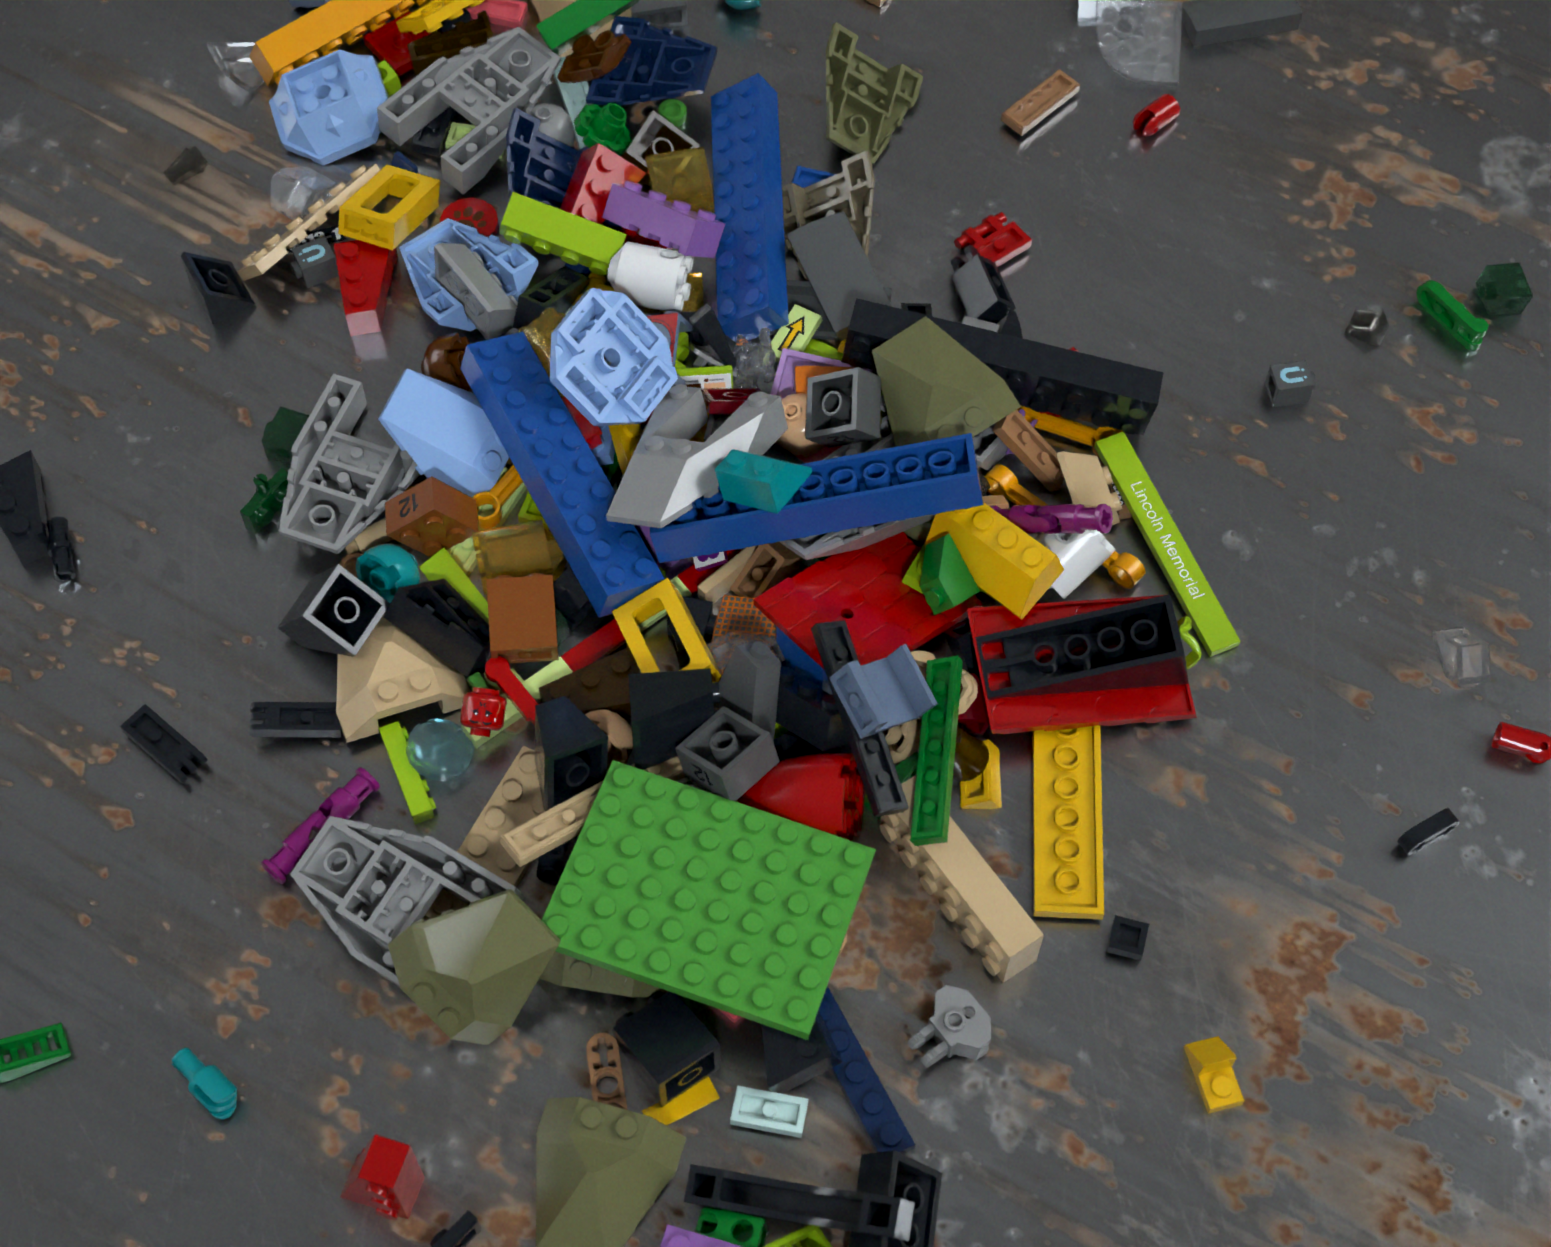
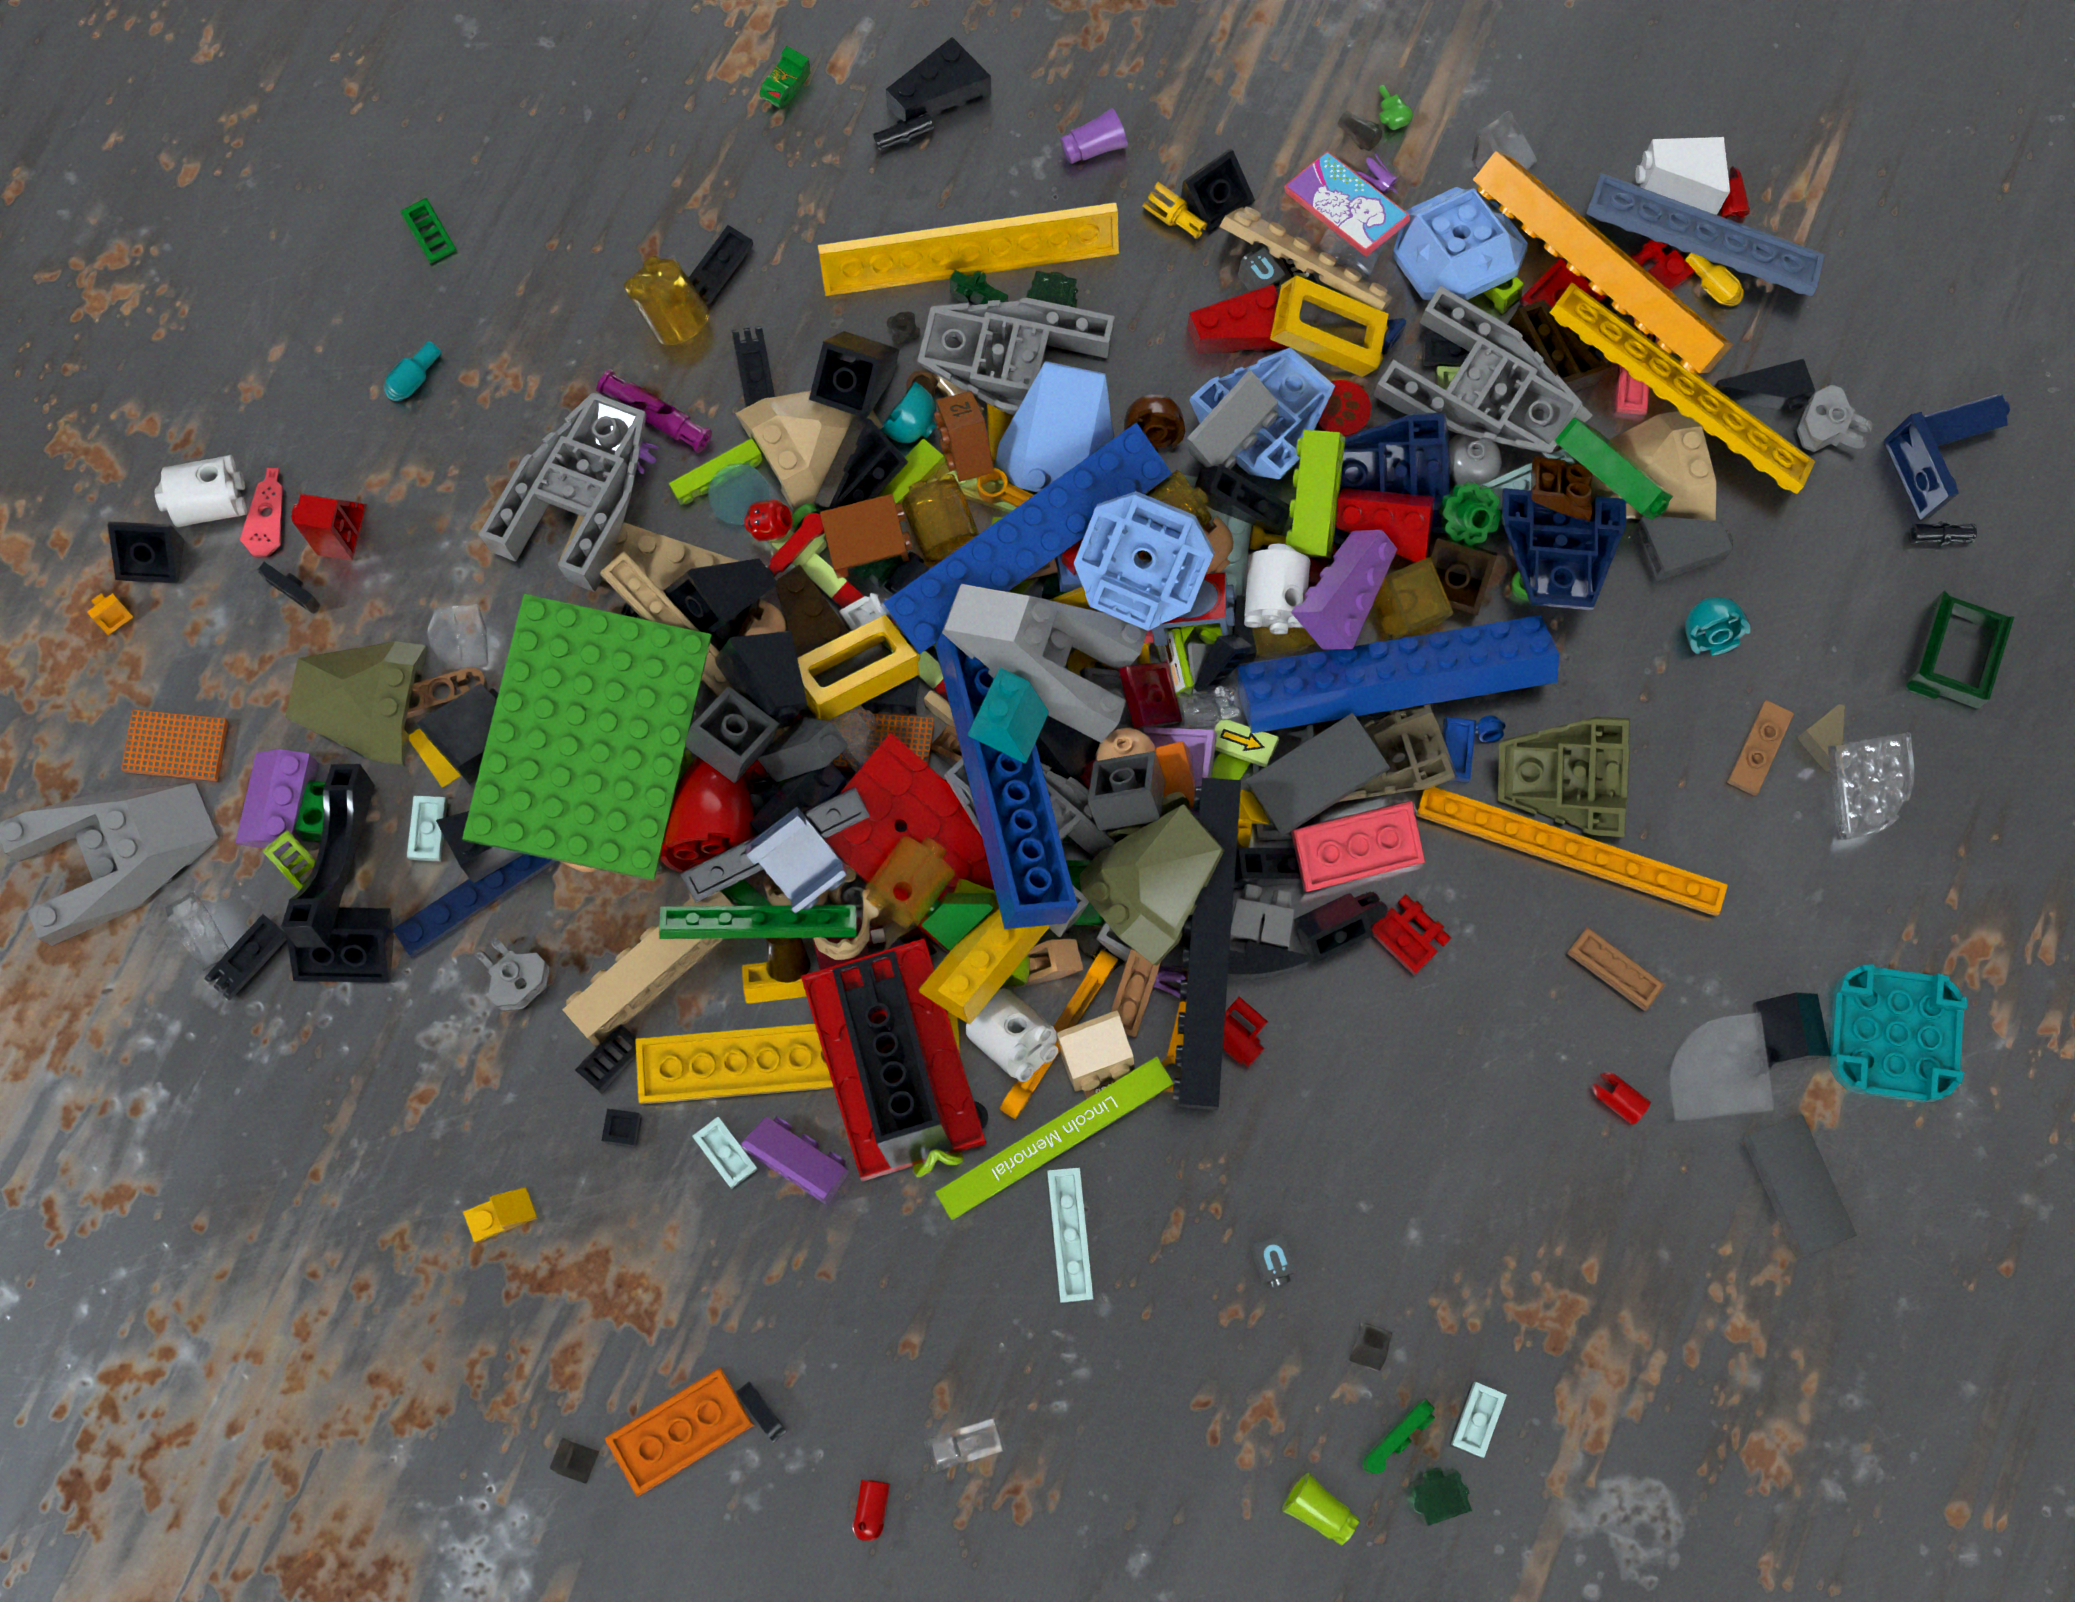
camera: 80 degrees right, 15 degrees up
(125, 376) = (1094, 138): none -> medium lavender plant
(173, 137) = (1395, 111): none -> bright green piece
(201, 782) = (667, 300): none -> clear yellow cylinder
(218, 502) = (969, 248): none -> yellow plate
(229, 320) = (1176, 212): none -> yellow arm
(240, 159) = (1385, 178): none -> medium lavender piece
(261, 182) = (1347, 203): none -> tile
(282, 569) = (903, 319): none -> clear smoke plate
(474, 965) = (503, 549): olive wedge -> none
(547, 1057) = (459, 636): none -> clear slope
(600, 637) = (862, 612): none -> white slope
(807, 156) = (1490, 729): none -> blue plate
(907, 264) = (1357, 846): none -> coral tile
(911, 603) = (916, 870): none -> clear yellow cylinder
(931, 113) = (1572, 850): none -> light orange plate
(1068, 943) = (602, 1050): none -> black slope
(1072, 517) = (1023, 1004): magenta piece -> none
(1161, 839) = (724, 1152): none -> light aqua plate
(1176, 767) = (796, 1158): none -> medium lavender slope
(1259, 543) = (1070, 1235): none -> light aqua plate
(1435, 255) = (1478, 1419): none -> light aqua plate
(1446, 916) = (679, 1432): none -> orange tile
(1476, 1023) = (573, 1460): none -> clear smoke slope
(1514, 381) = (1320, 1510): none -> lime plant

